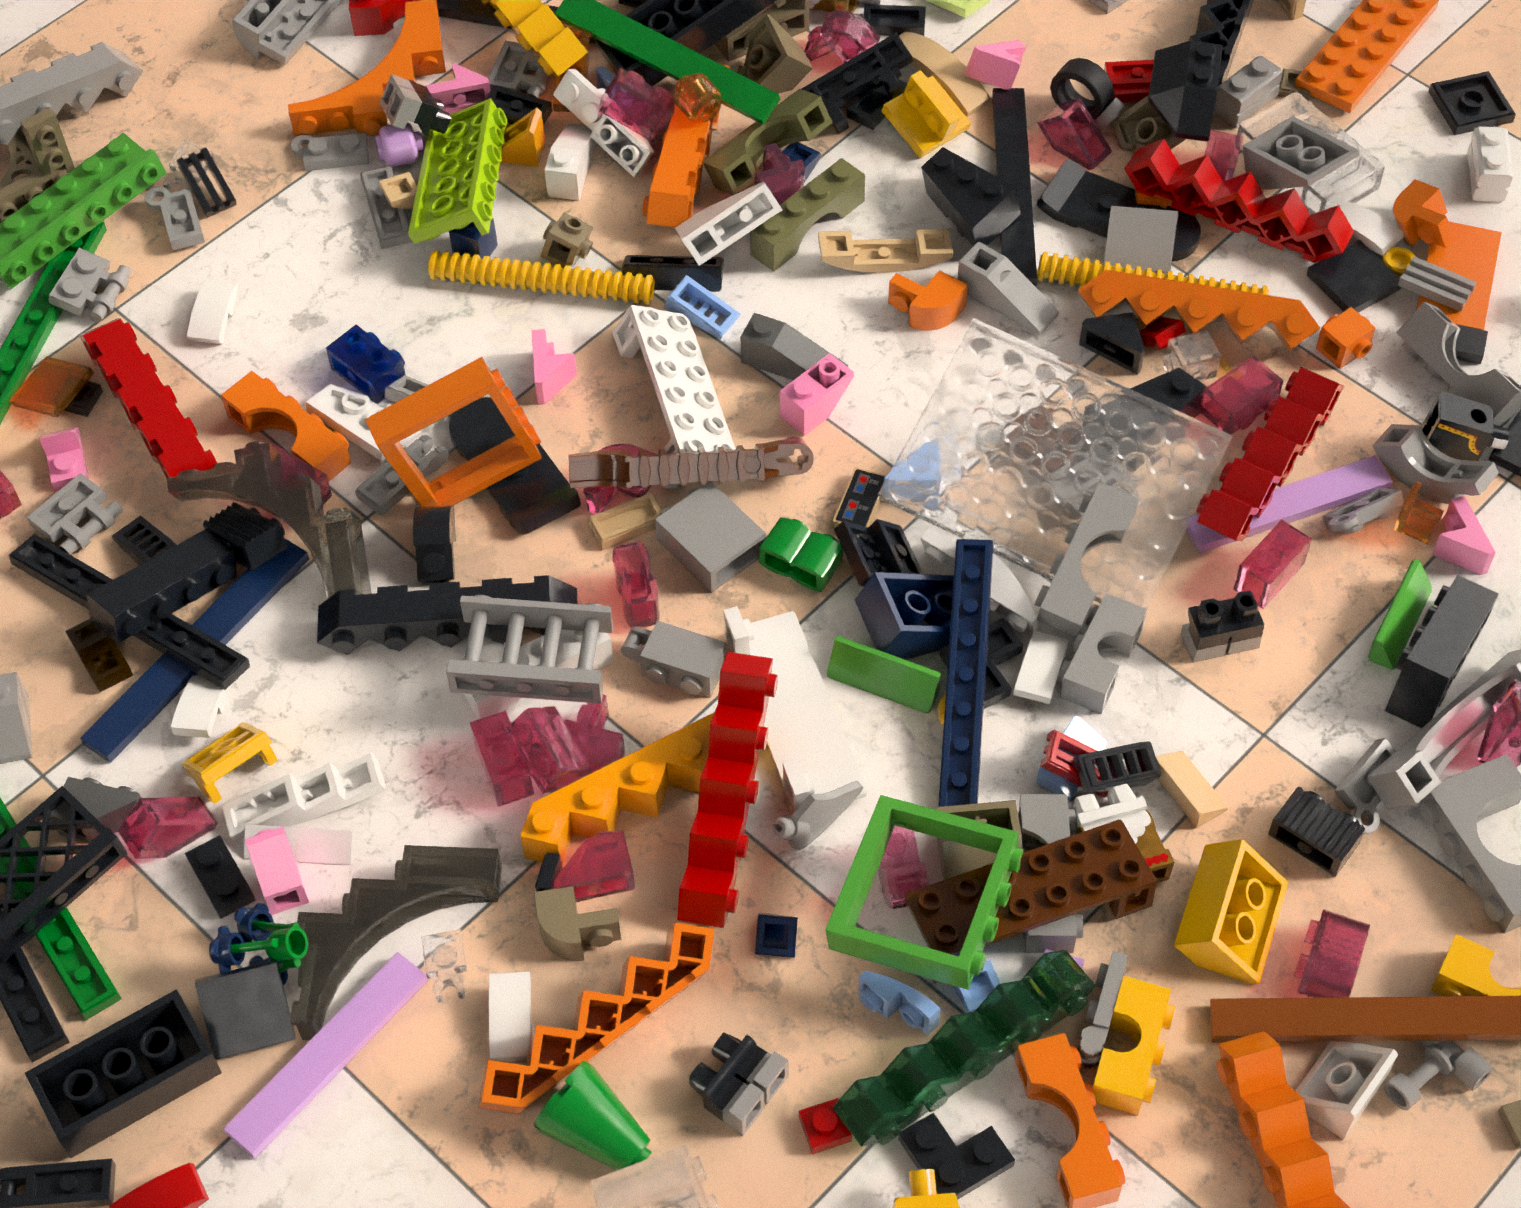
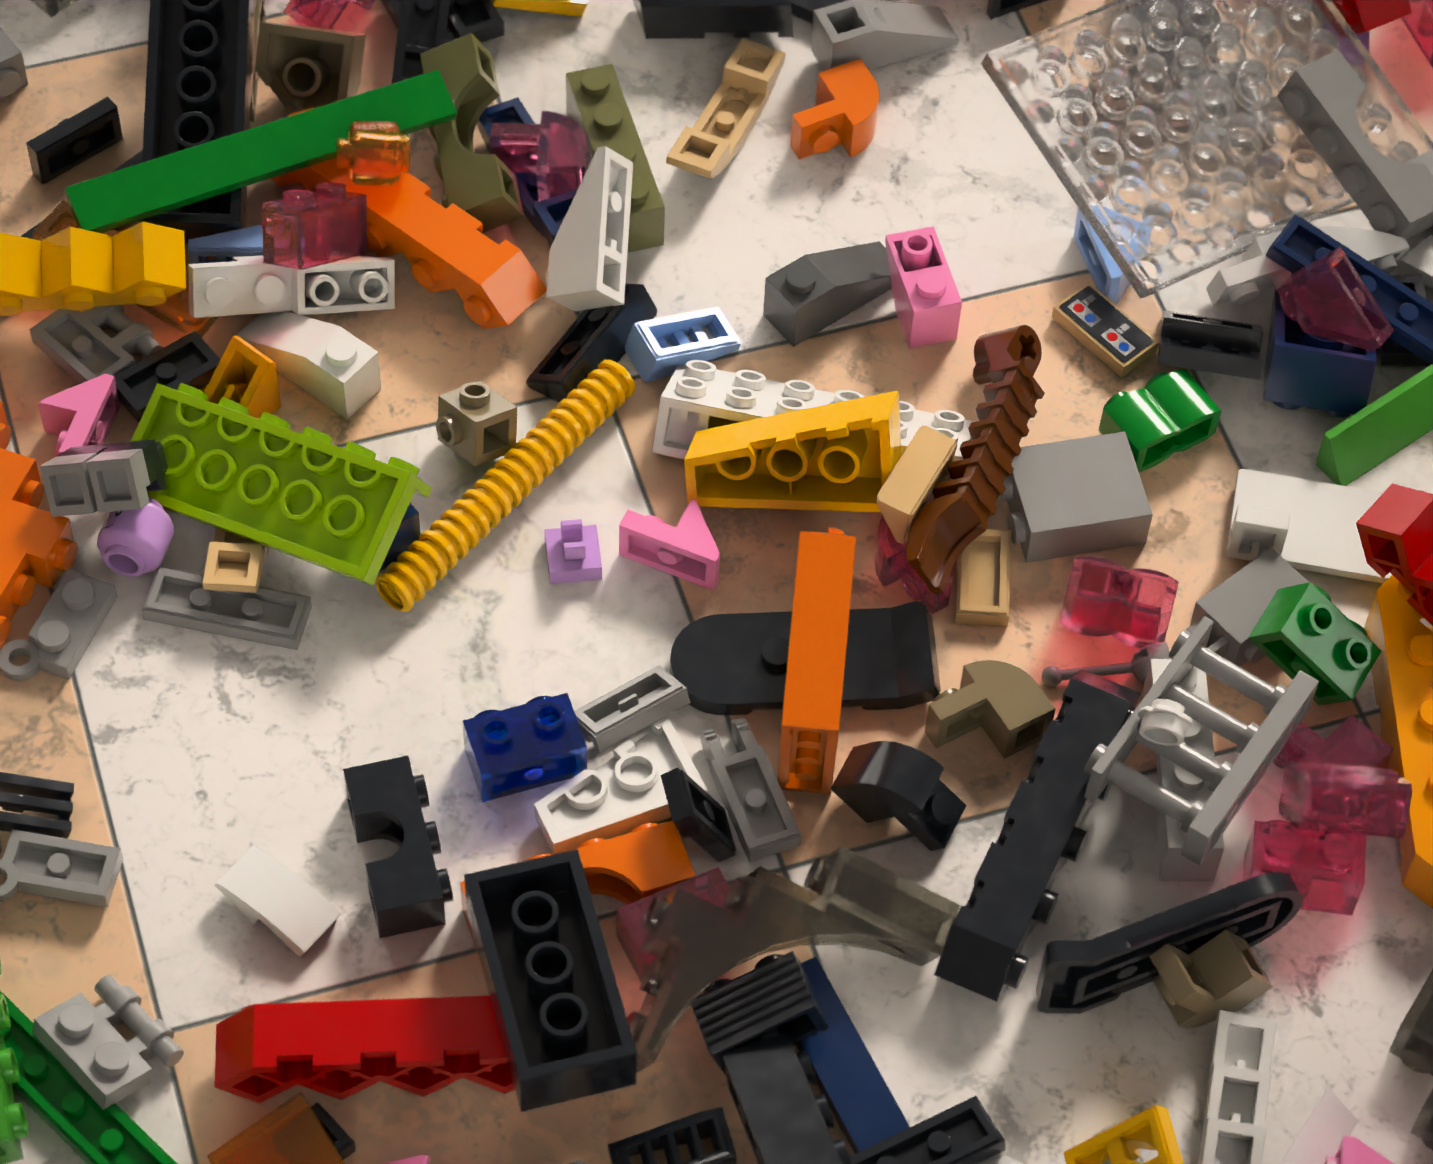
camera: 65 degrees left, 0 degrees up
(182, 417) = (550, 980): none -> black brick
(295, 328) = (387, 805): none -> black arch
(354, 449) = (698, 815): none -> black plate
(394, 743) = (1208, 980): none -> dark tan brick
(399, 705) = (1096, 971): none -> black piece
(513, 615) = (1164, 722): none -> white plate
(515, 329) = (573, 552): none -> lavender tile
(525, 555) = (997, 699): none -> dark tan brick
(620, 626) = (1138, 666): none -> light grey hinge
(628, 388) = (799, 459): none -> yellow wedge
(639, 435) = (913, 479): none -> tan slope
(665, 692) = (1312, 635): none -> green brick
(936, 594) = (1334, 303): none -> clear pink slope

